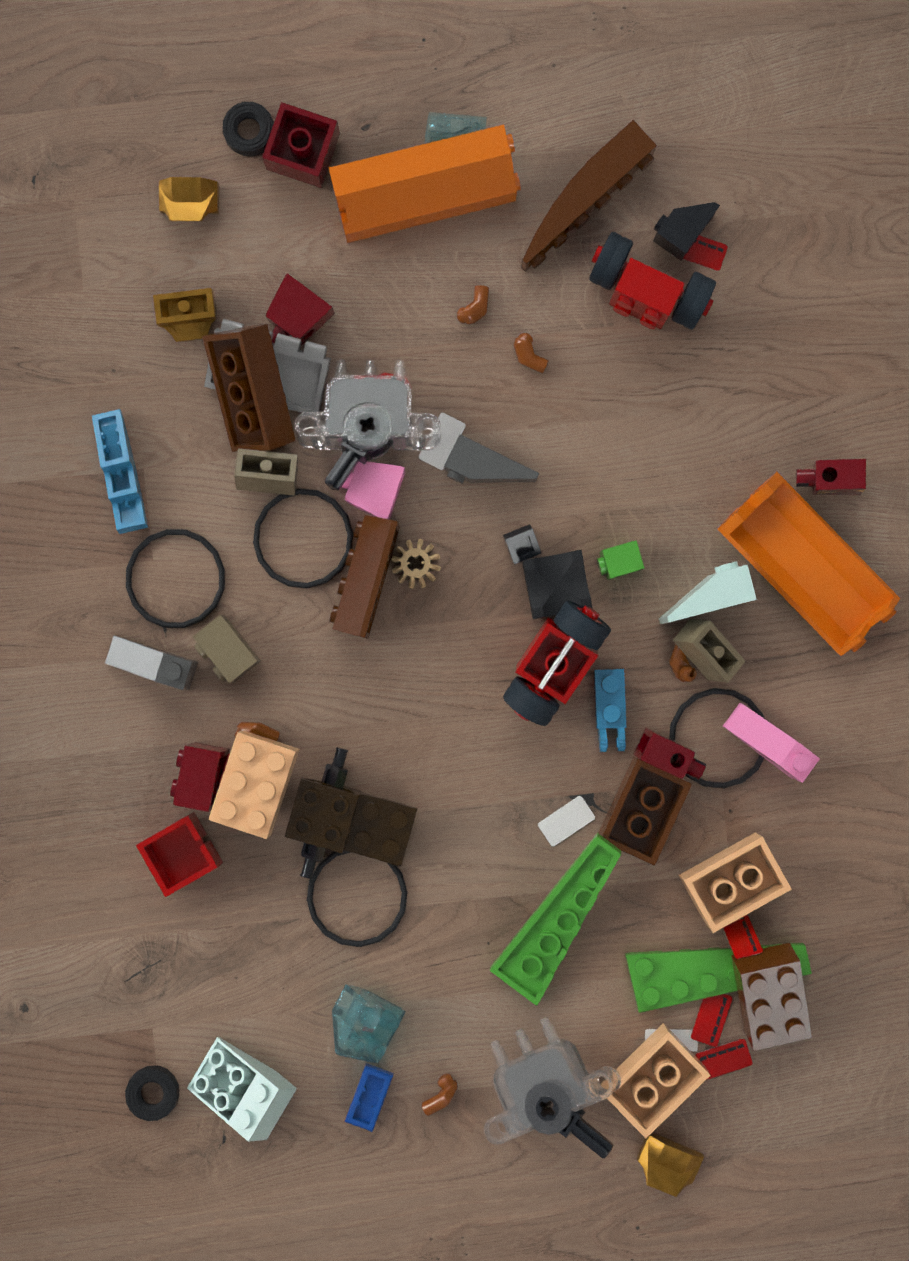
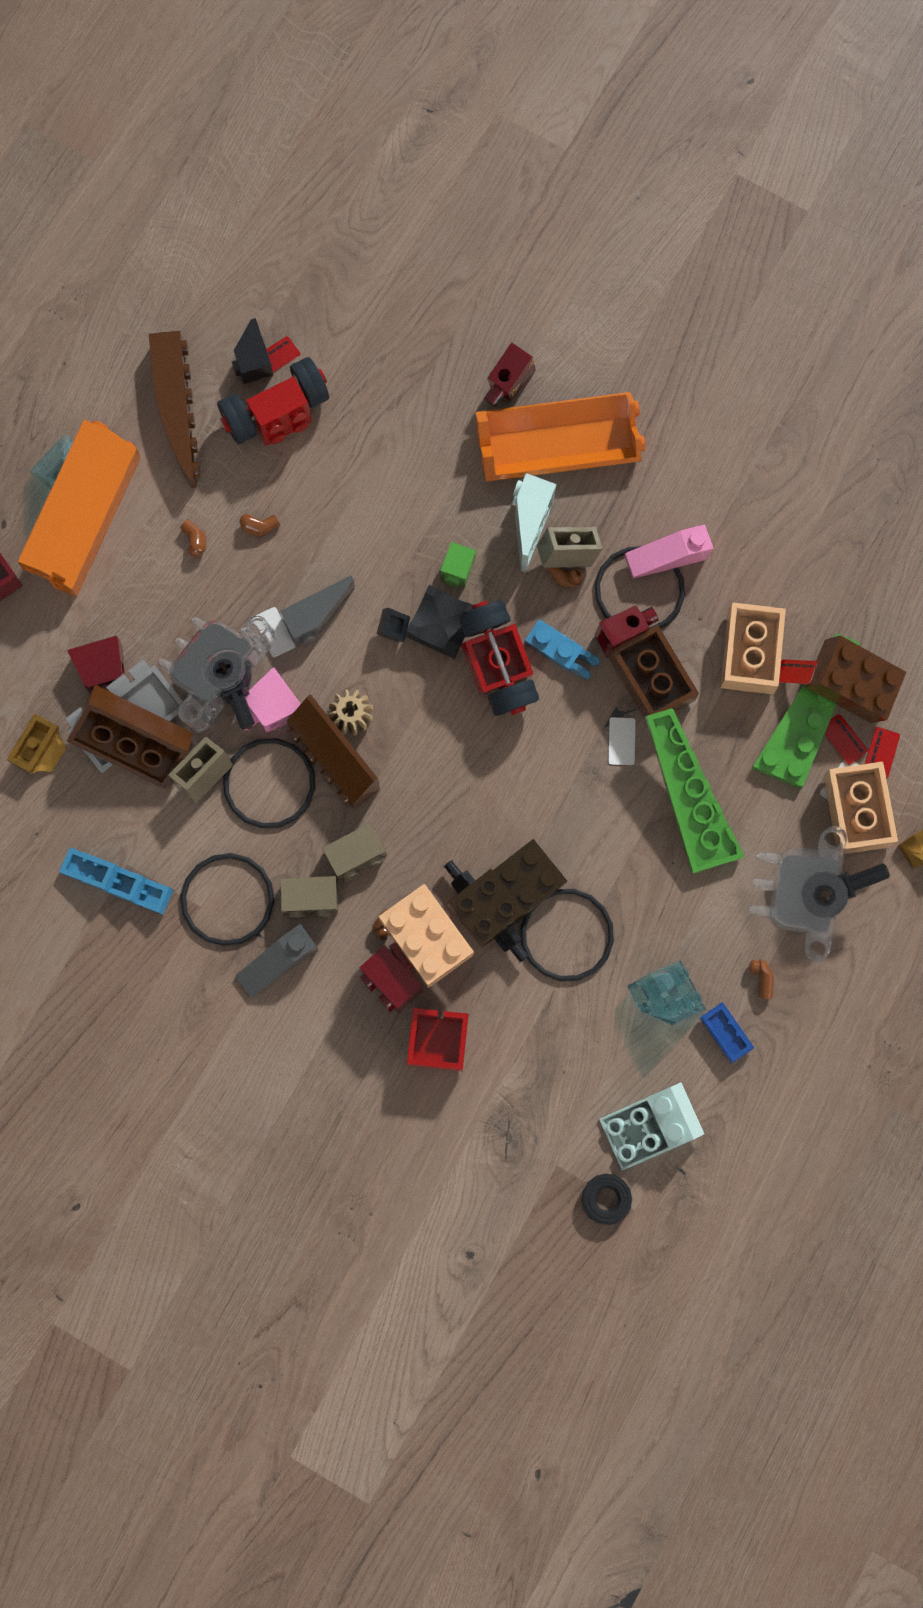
camera: 55 degrees left, 10 degrees down
(293, 660) = (355, 852): none -> dark tan brick

